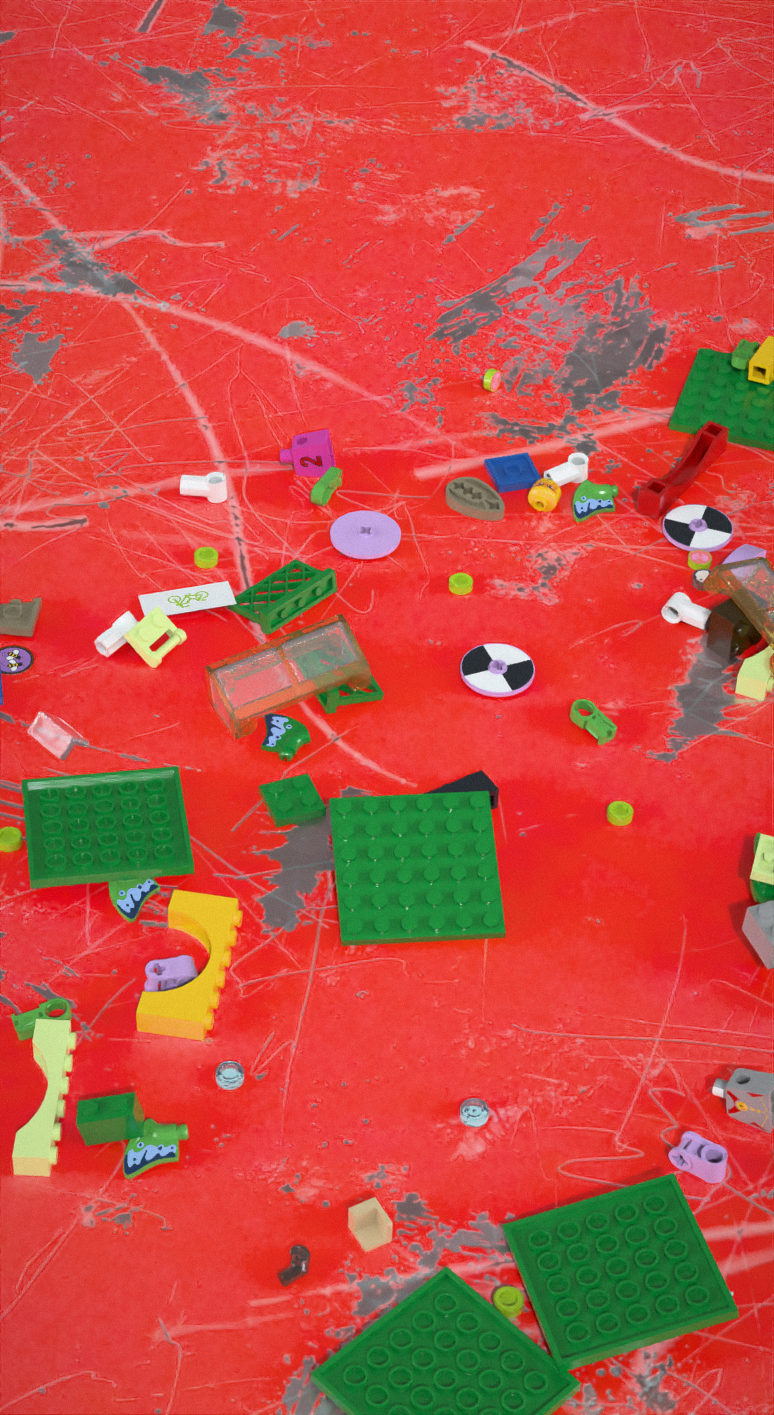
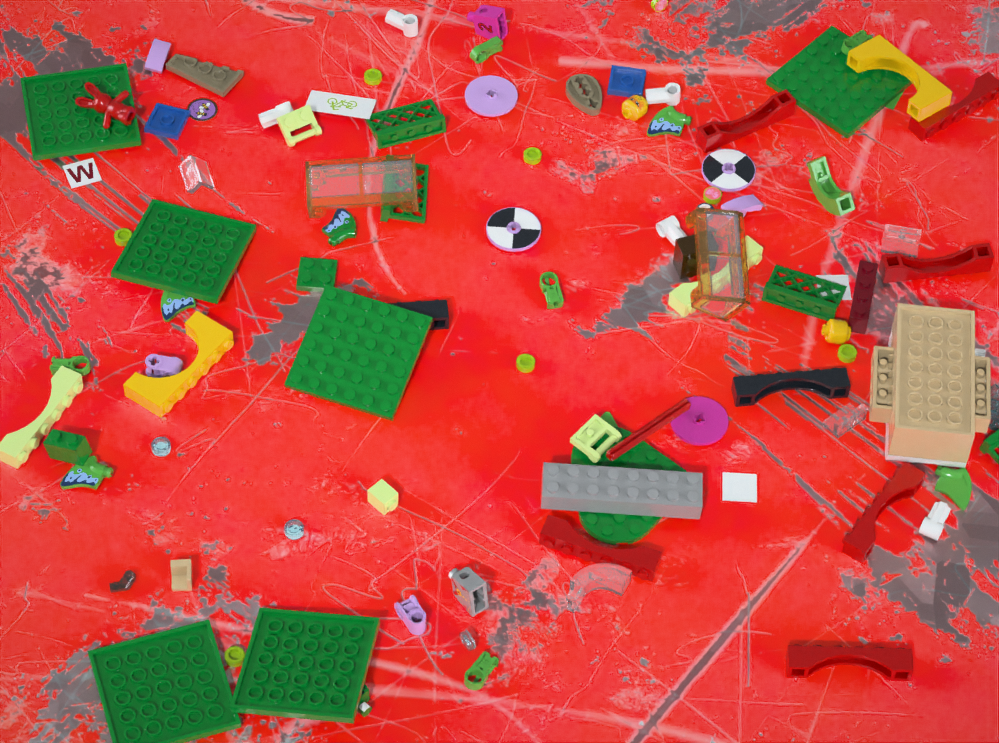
camera: 25 degrees right, 10 degrees up
(563, 1029) = (383, 497): none -> yellowish green brick

